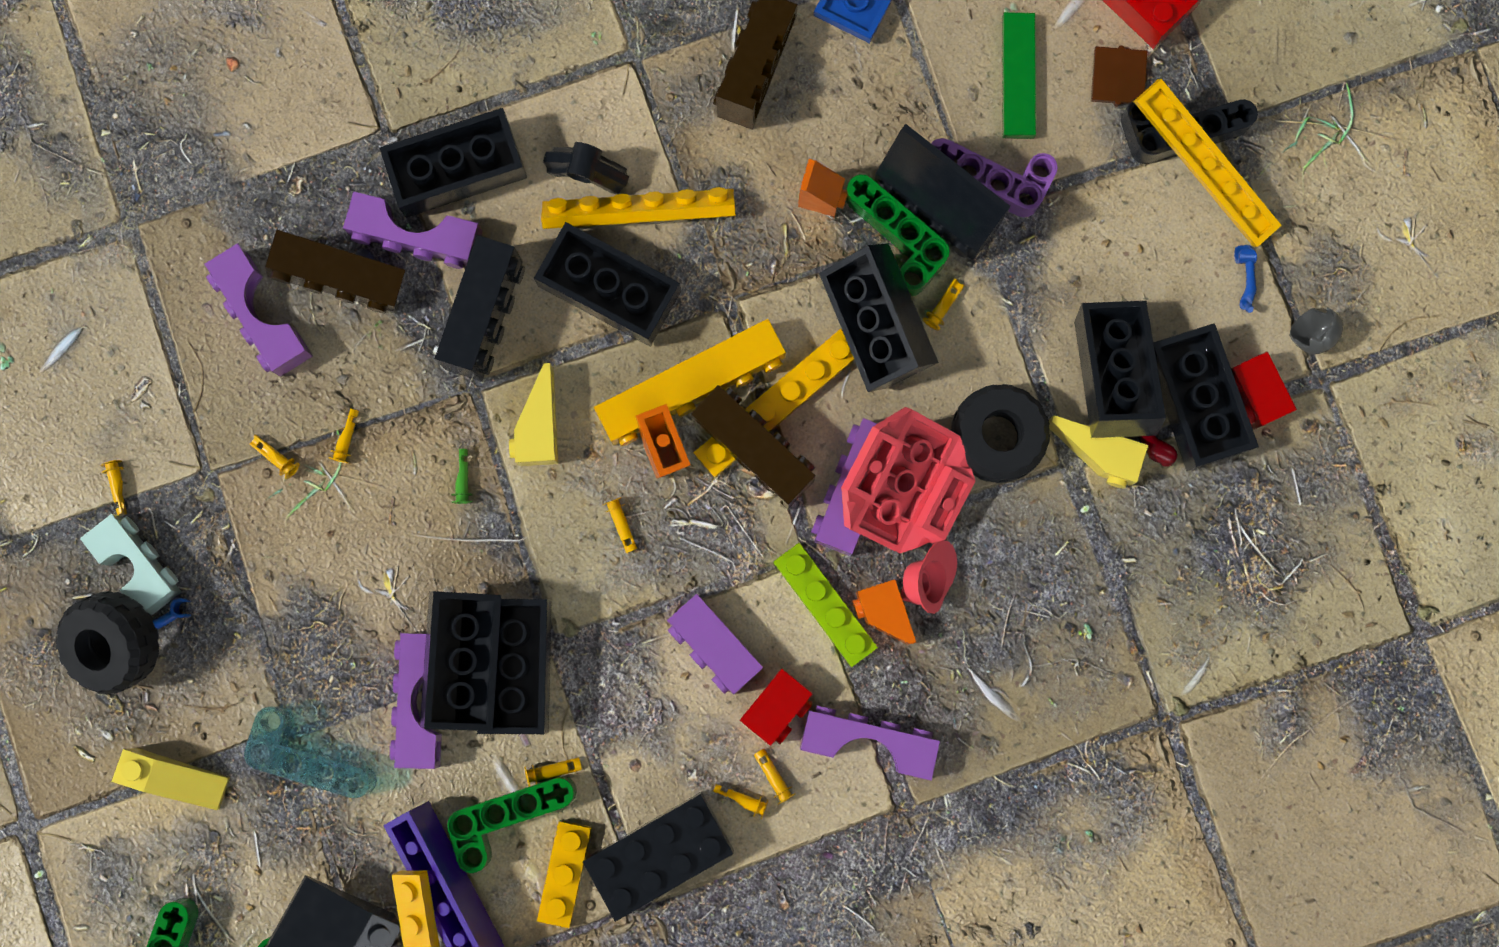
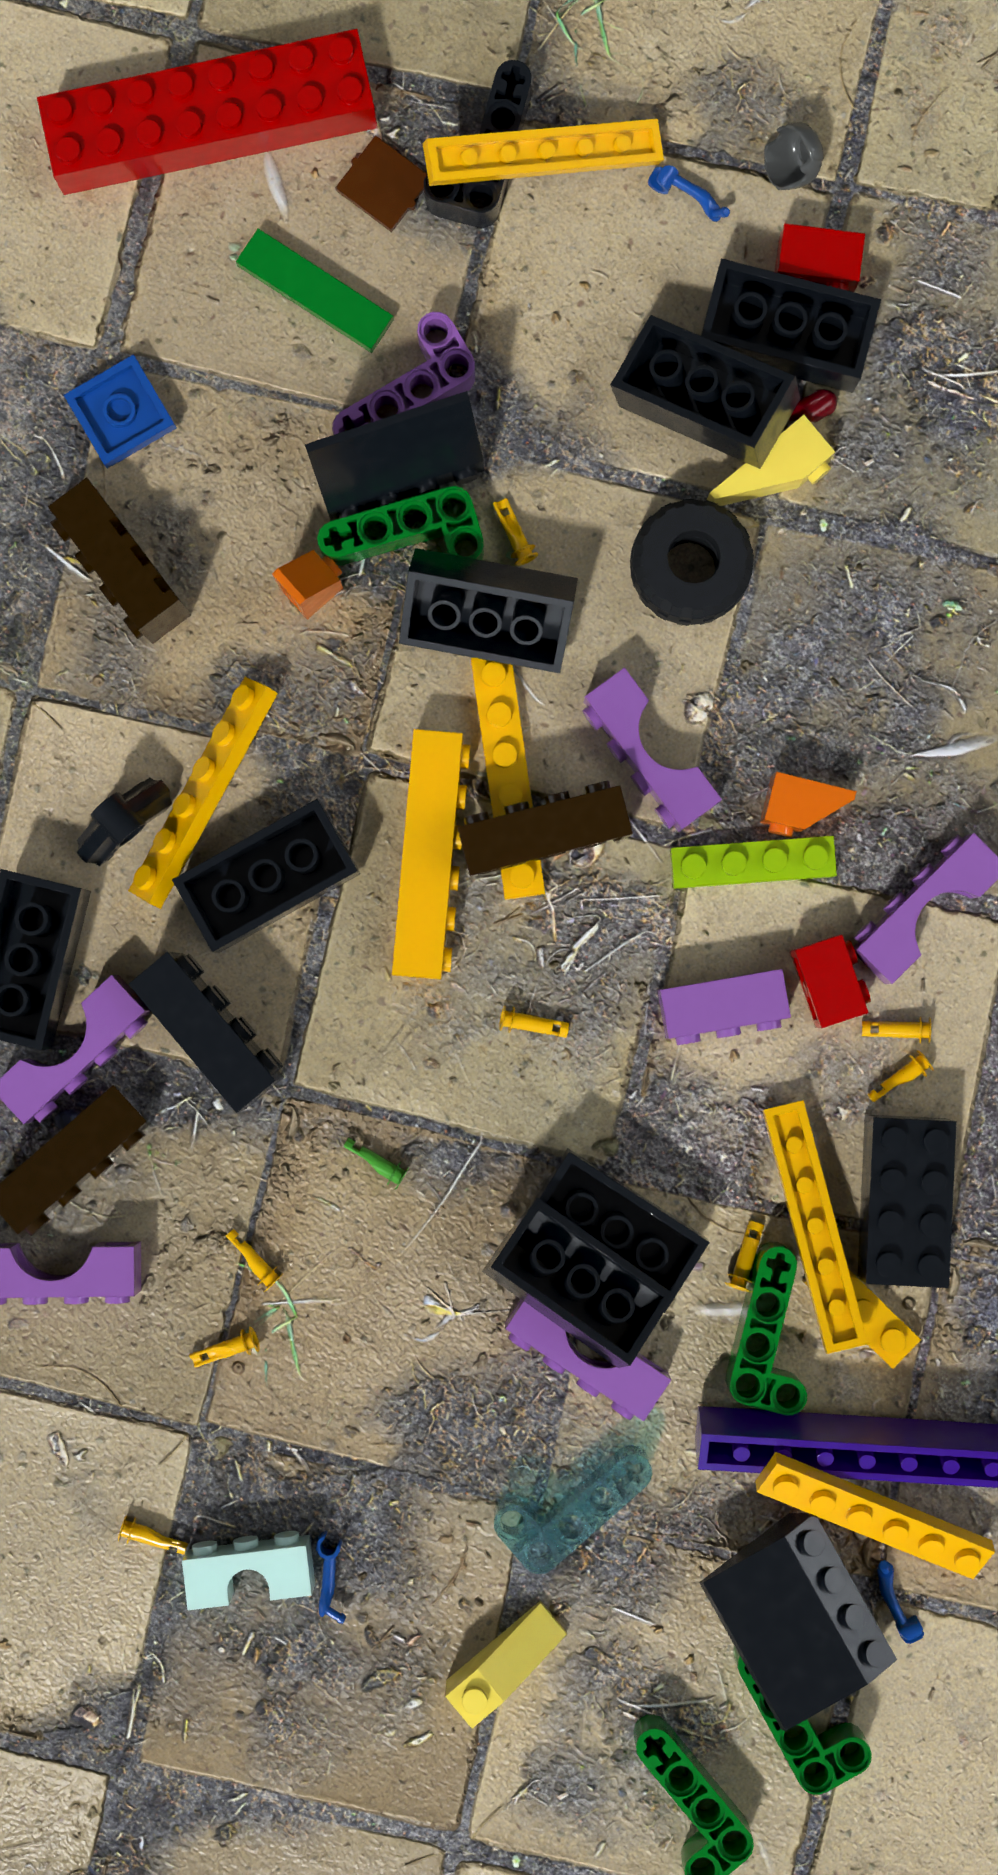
camera: 55 degrees left, 5 degrees up
(107, 642) = (320, 1646): black tyre -> none
(536, 429) = (374, 1050): light yellow slope -> none
(600, 803) = (815, 1227): none -> yellow plate
(662, 441) = (477, 925): orange slope -> none
(930, 486) = (685, 693): coral piece -> none
(930, 578) = (796, 735): coral piece -> none

